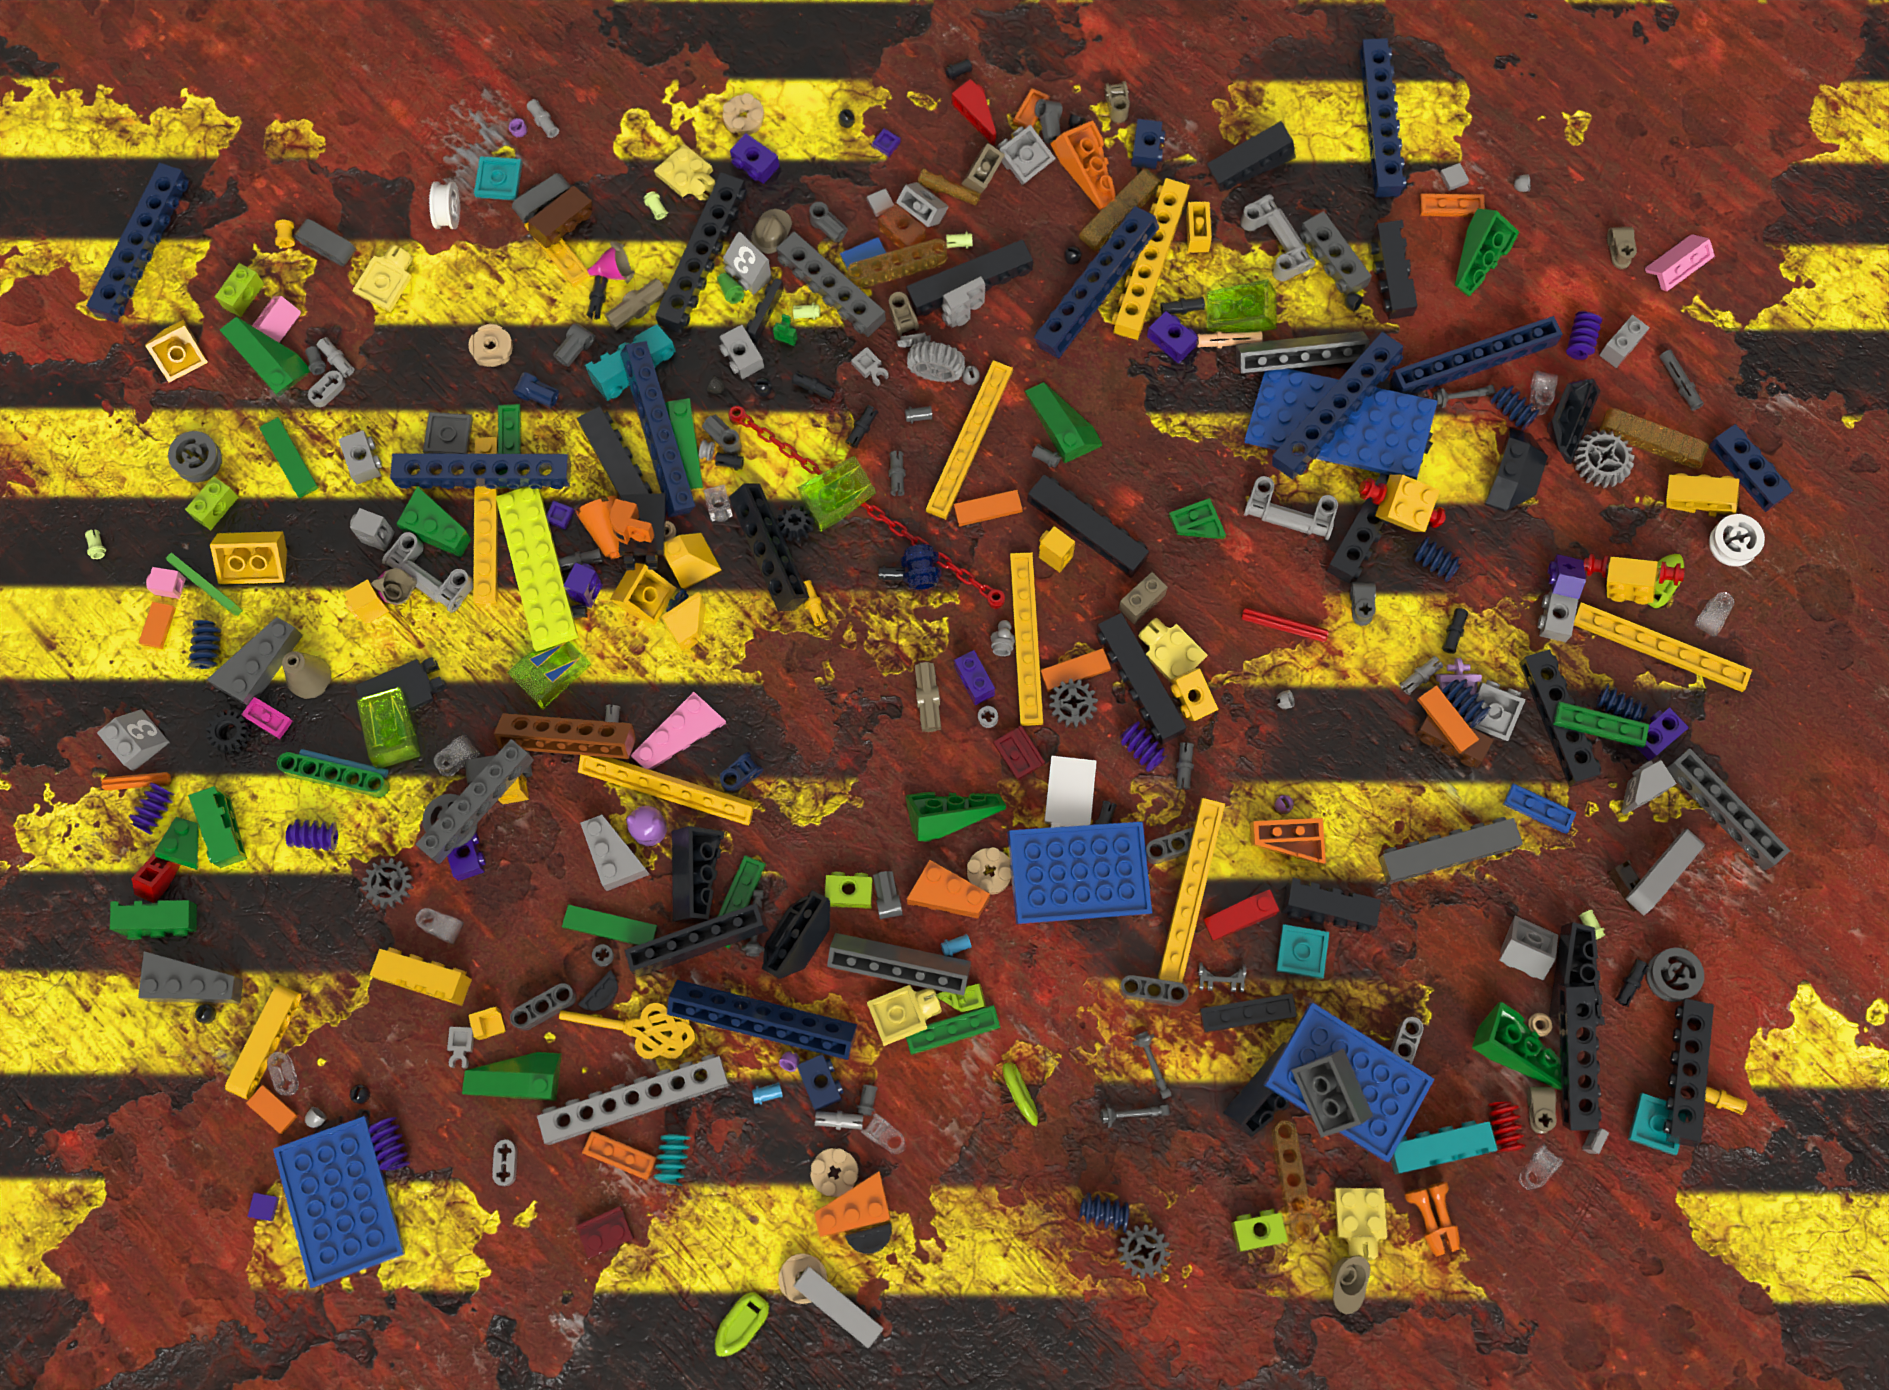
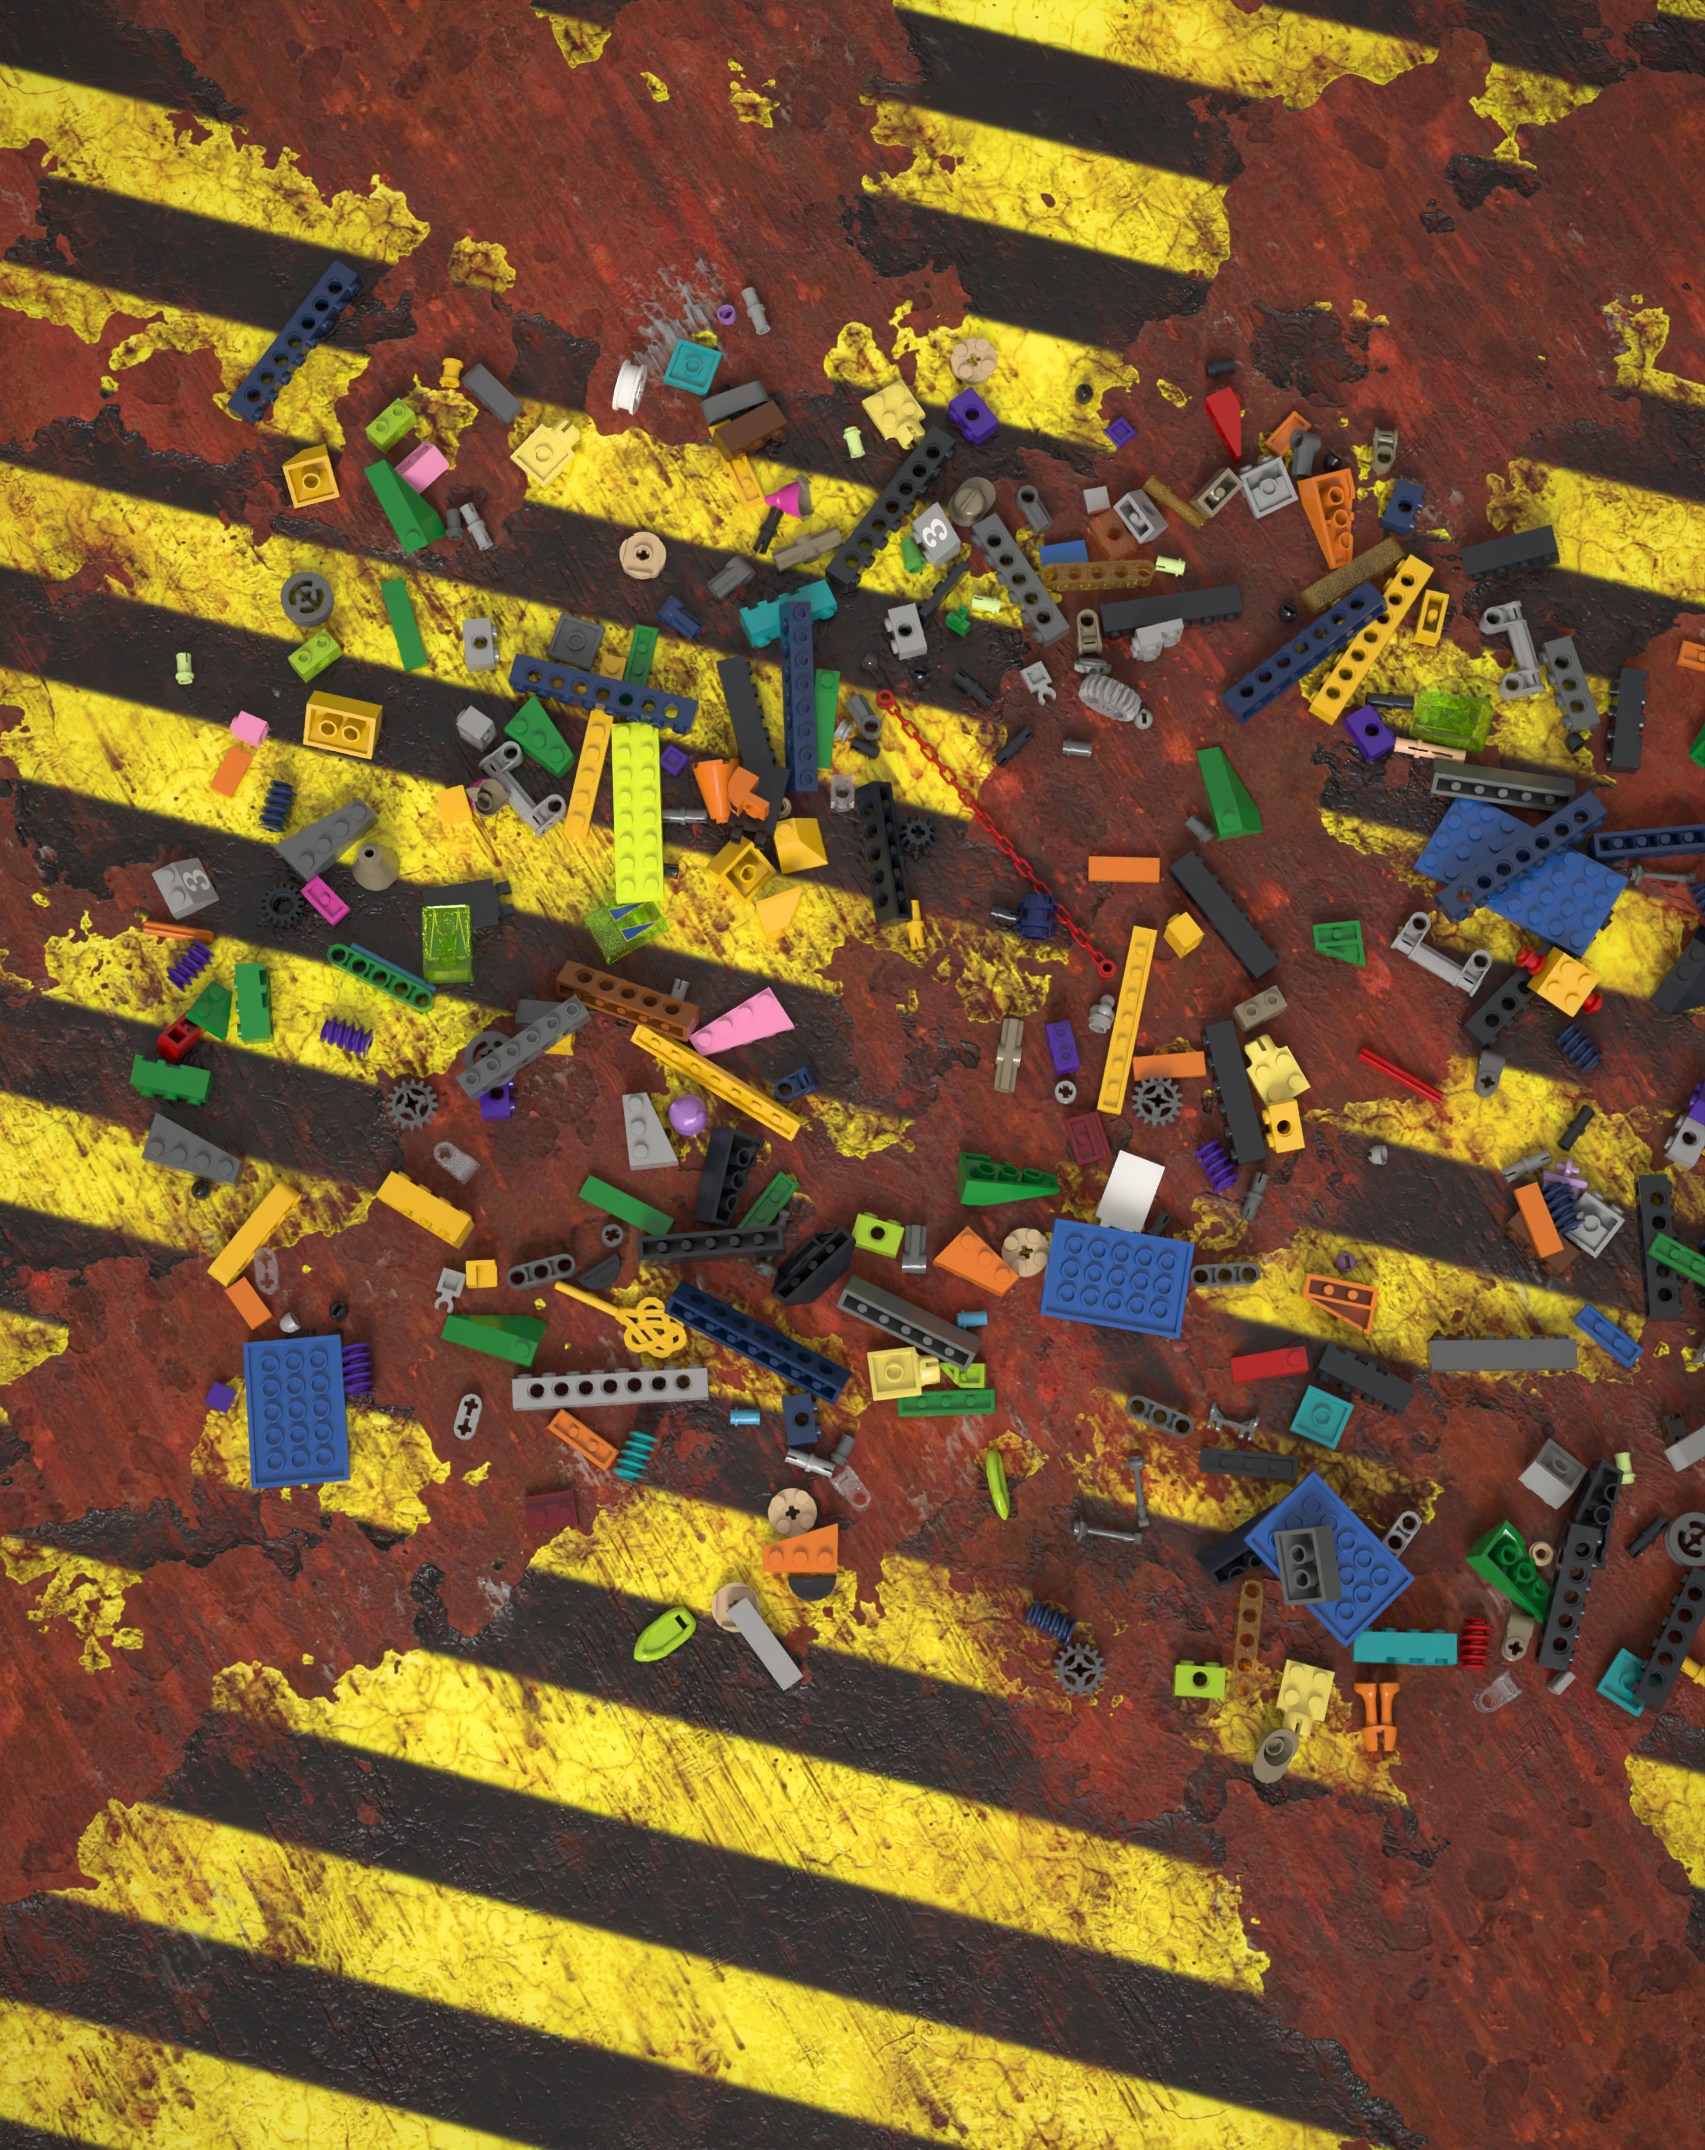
camera: 10 degrees right, 5 degrees up
(203, 584) = (289, 742): bright green tile -> none
(326, 388) = (462, 563): light grey beam -> none
(455, 754) = (511, 989): clear piece -> none
(583, 584) = (682, 844): dark purple brick -> none
(679, 598) = (775, 888): plant -> none
(789, 1061) = (774, 1391): medium lavender hinge -> none
(836, 493) = (969, 814): clear neon green slope -> none
(897, 473) = (1037, 807): dark grey pin -> none
(969, 440) = (1123, 790): yellow plate -> none
(1191, 890) = (1225, 1326): yellow plate -> none
(1384, 184) = (1674, 464): dark blue brick -> none

